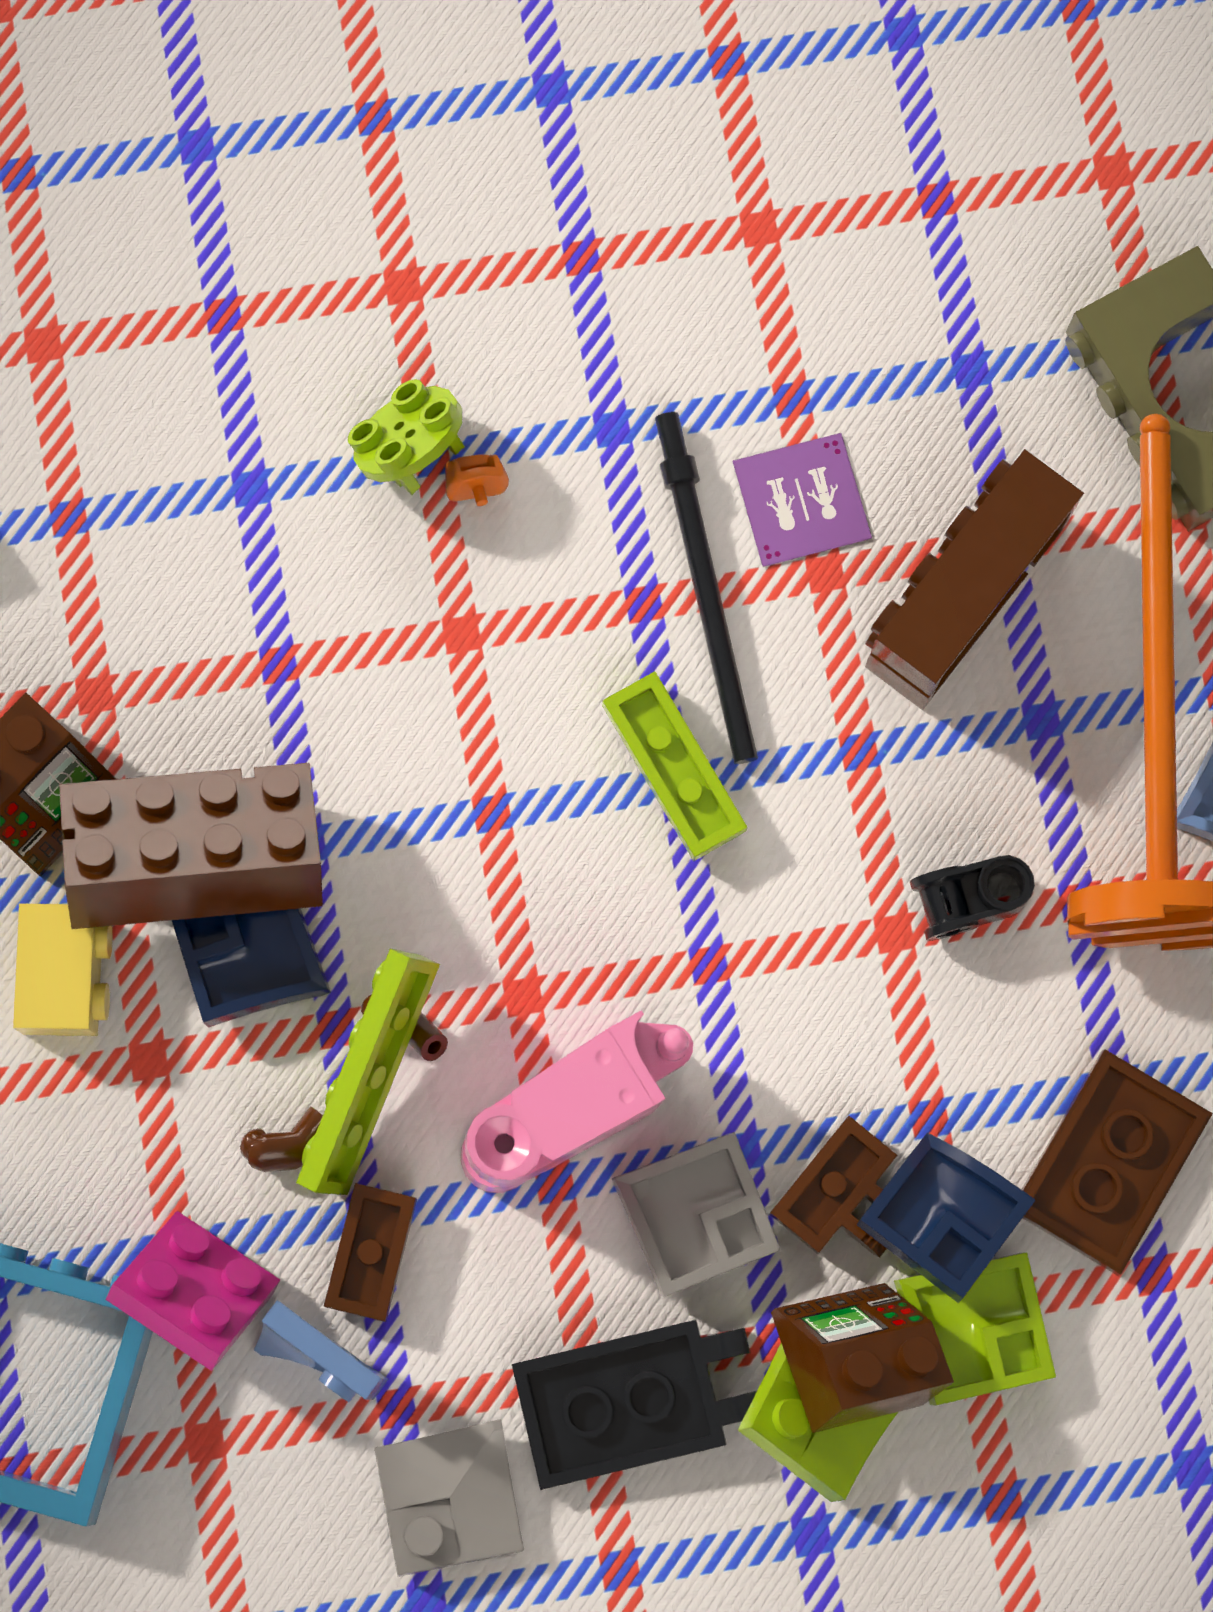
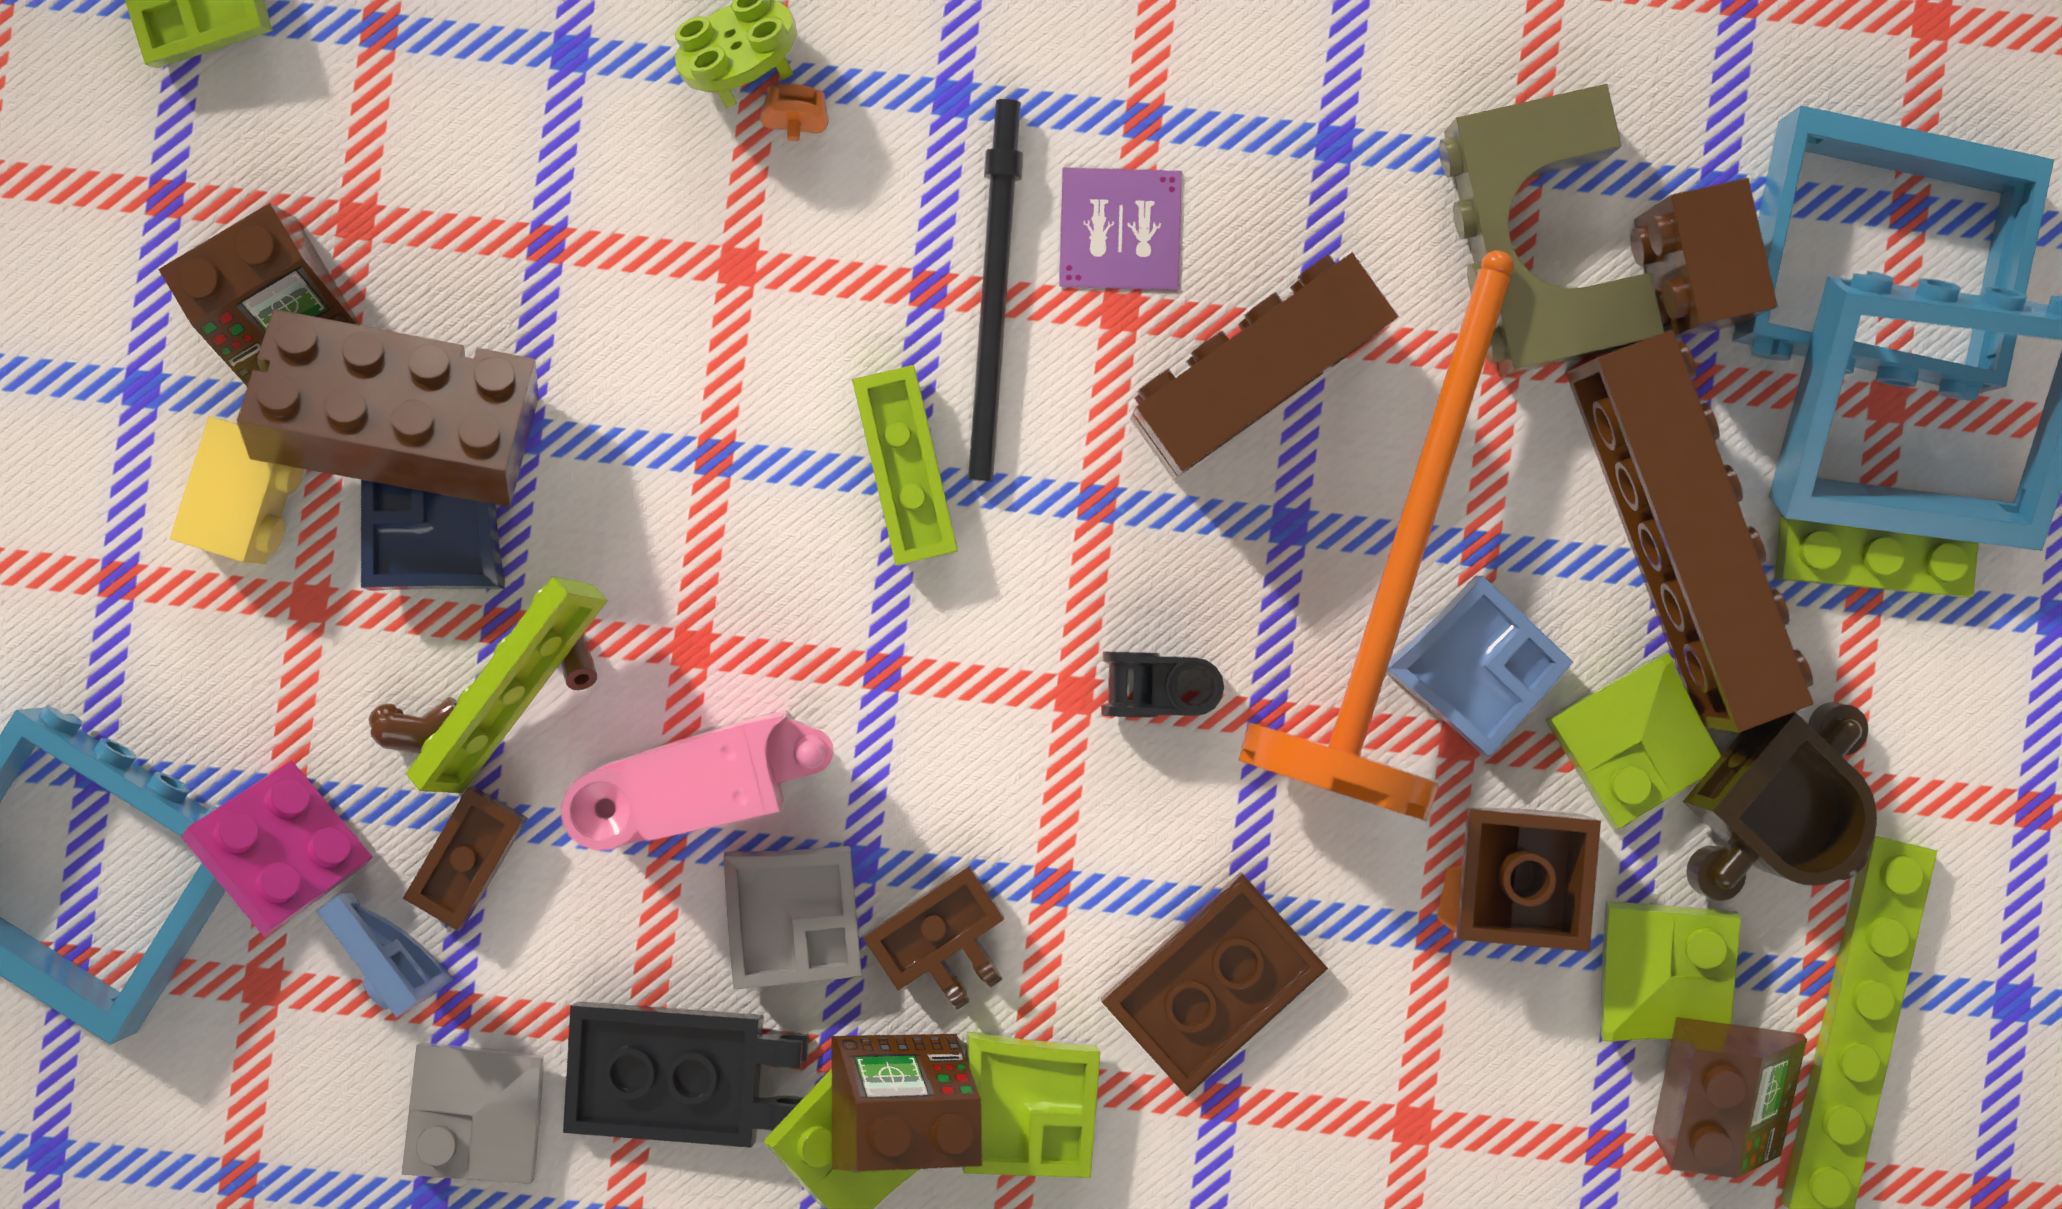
camera: 20 degrees right, 10 degrees up
(945, 1215) = (1031, 994): dark blue plate -> none

